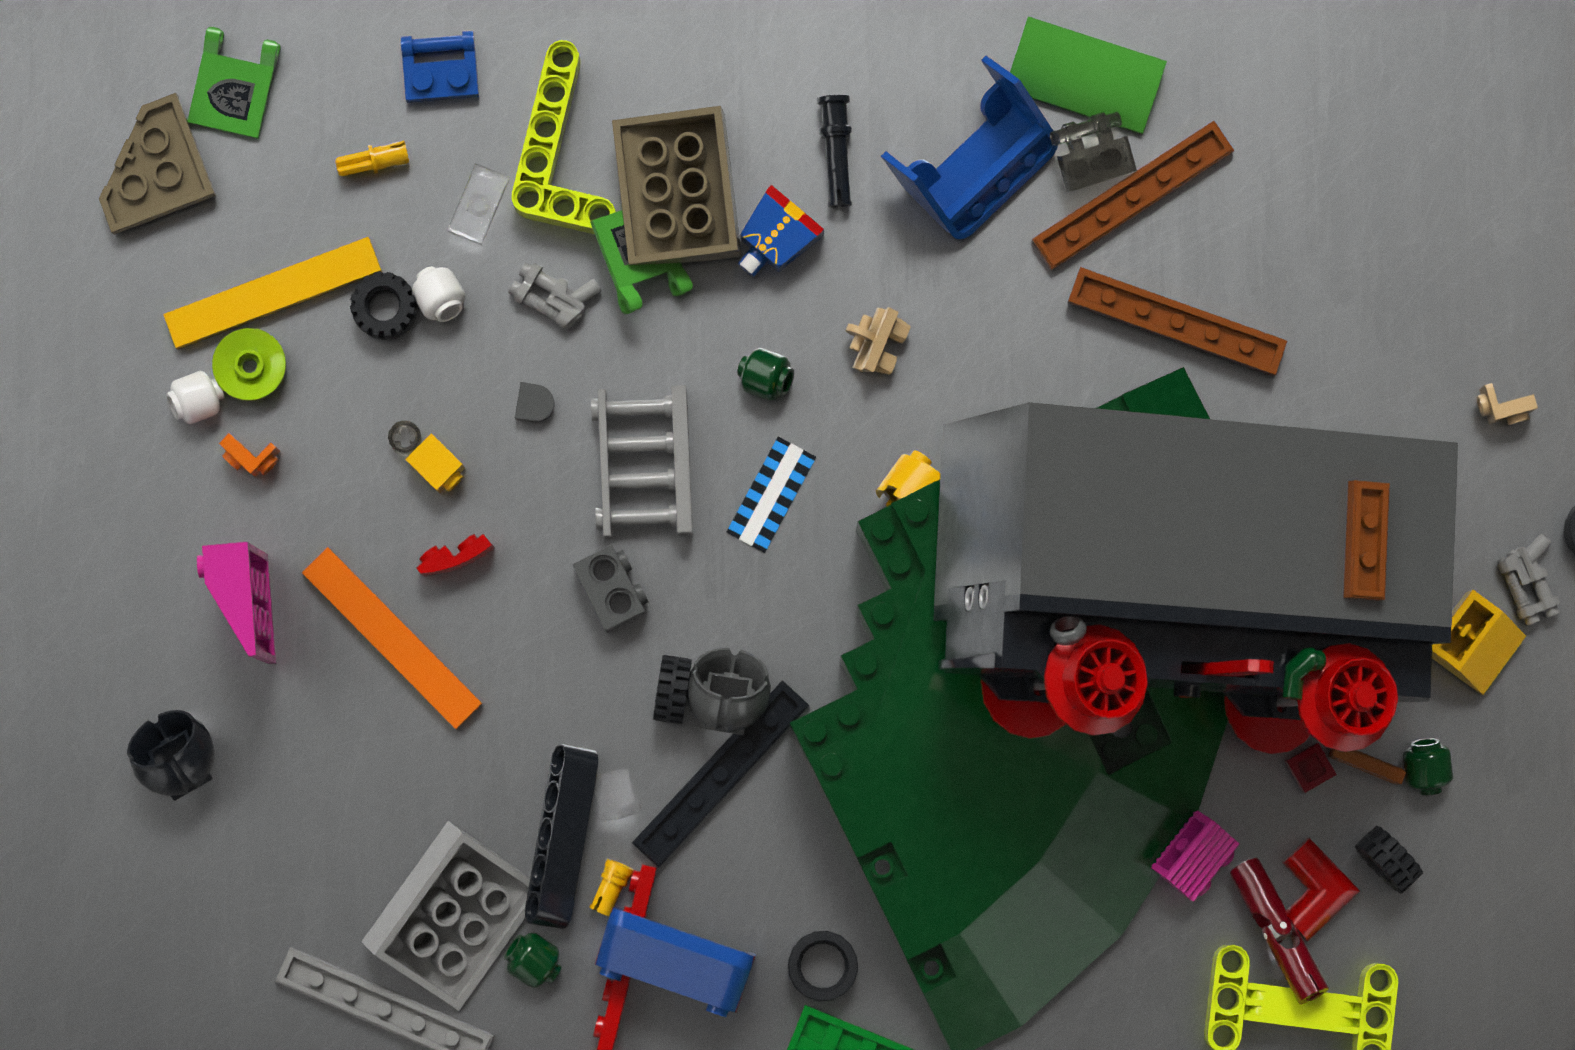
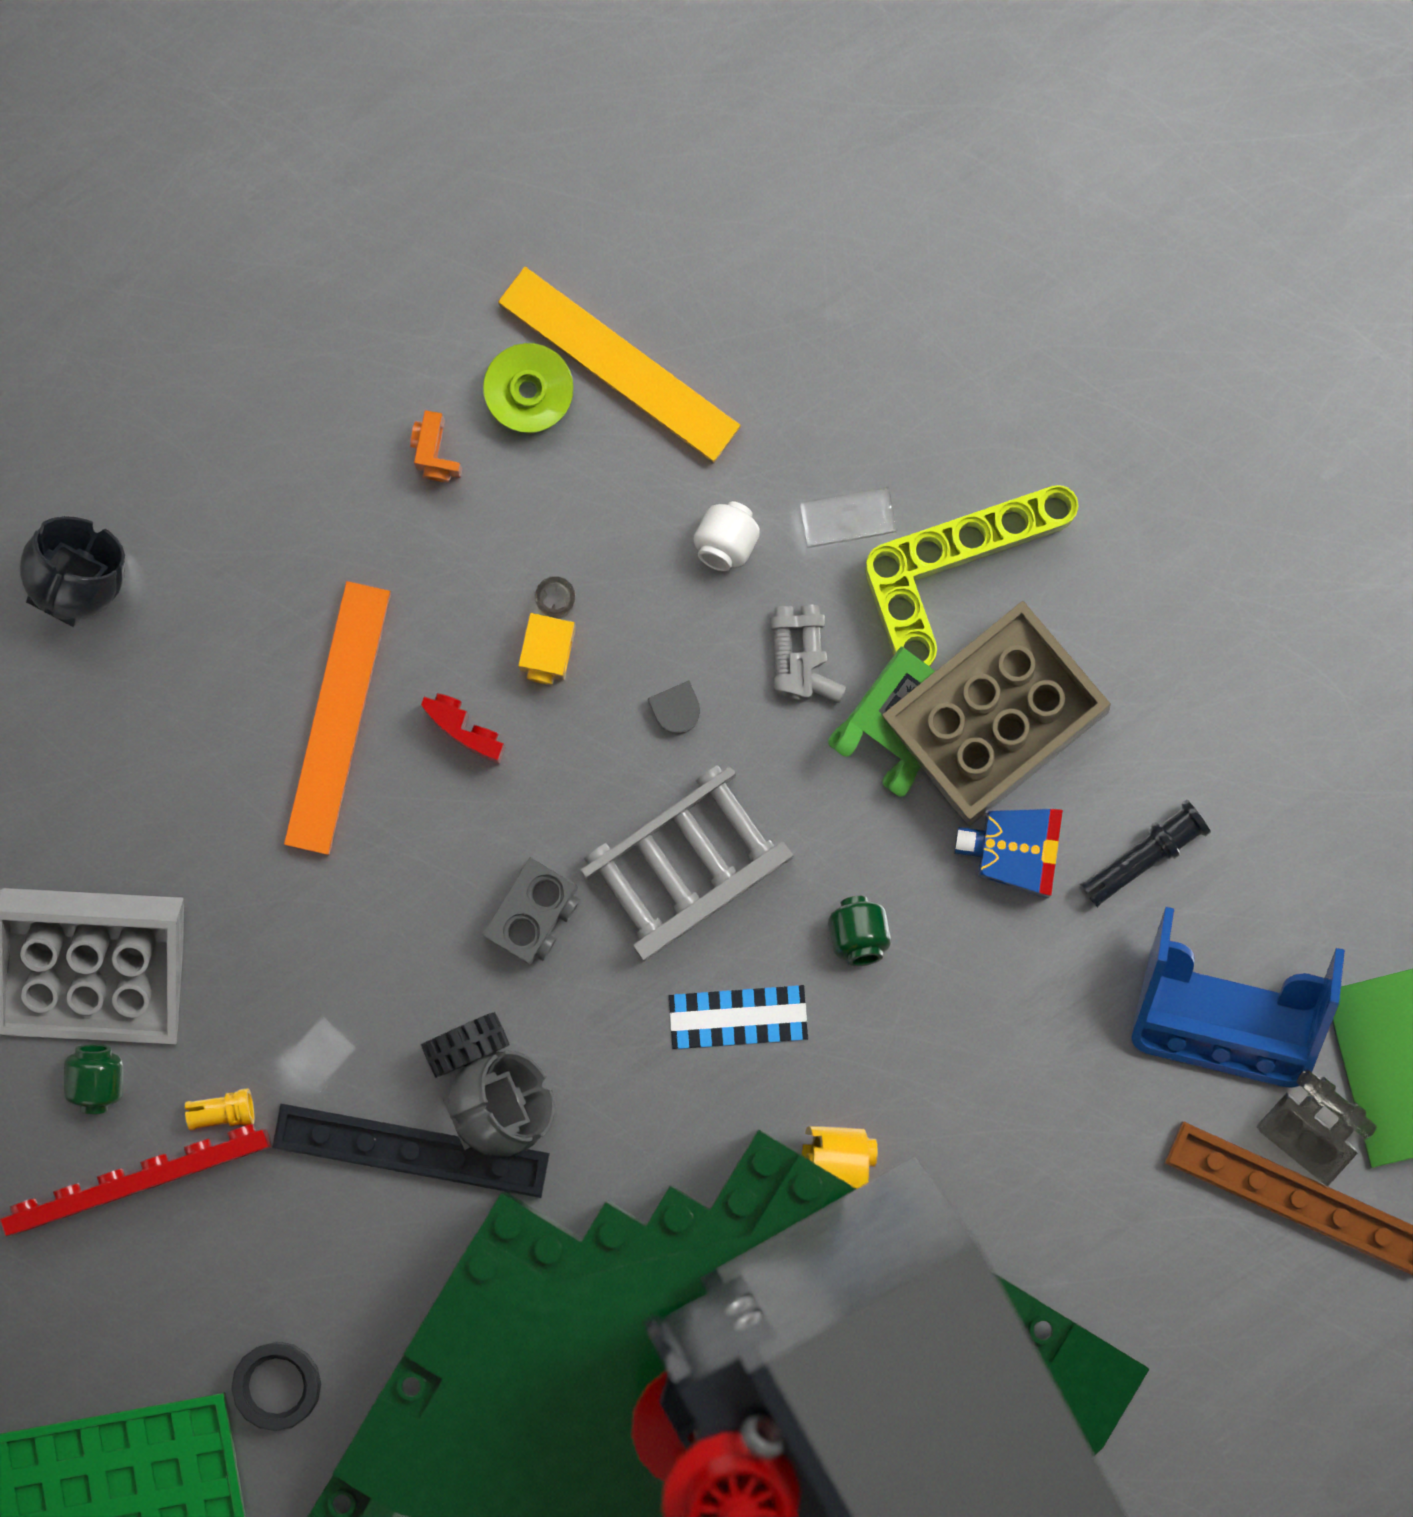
camera: 55 degrees right, 0 degrees up
(156, 168) = (671, 161): dark tan plate -> none
(194, 397) = (458, 354): white head -> none
(232, 91) = (802, 185): bright green flag -> none
(241, 587) = (279, 535): dark pink slope -> none
(367, 289) = (675, 459): black tyre -> none
(373, 159) = (824, 377): yellow axle -> none
(442, 78) = (955, 394): blue plate -> none
(561, 836) = (240, 1026): black beam -> none
(674, 961) = (179, 1228): blue windscreen -> none
(871, 339) = (968, 1019): tan hips -> none
(1177, 321) = (1193, 1332): dark orange plate -> none

